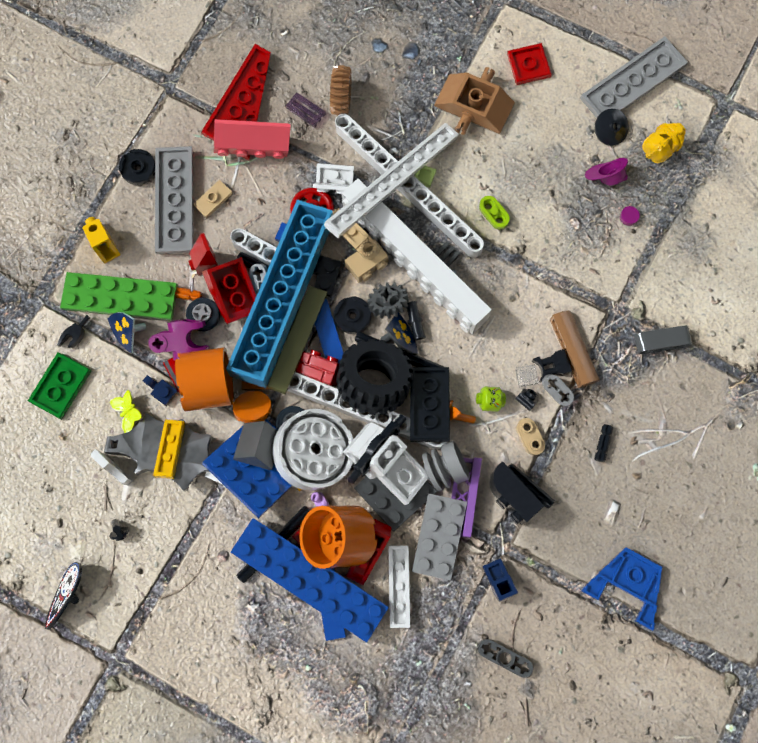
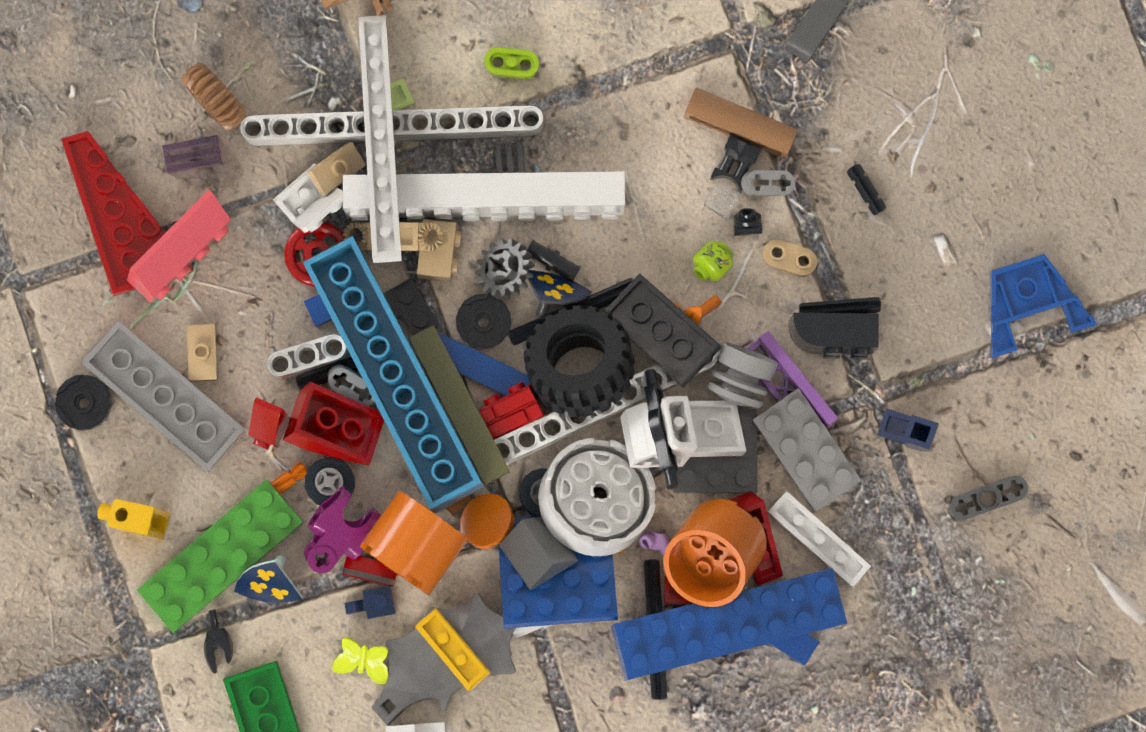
camera: 55 degrees left, 5 degrees up
(353, 173) = (330, 171): none -> tan plate

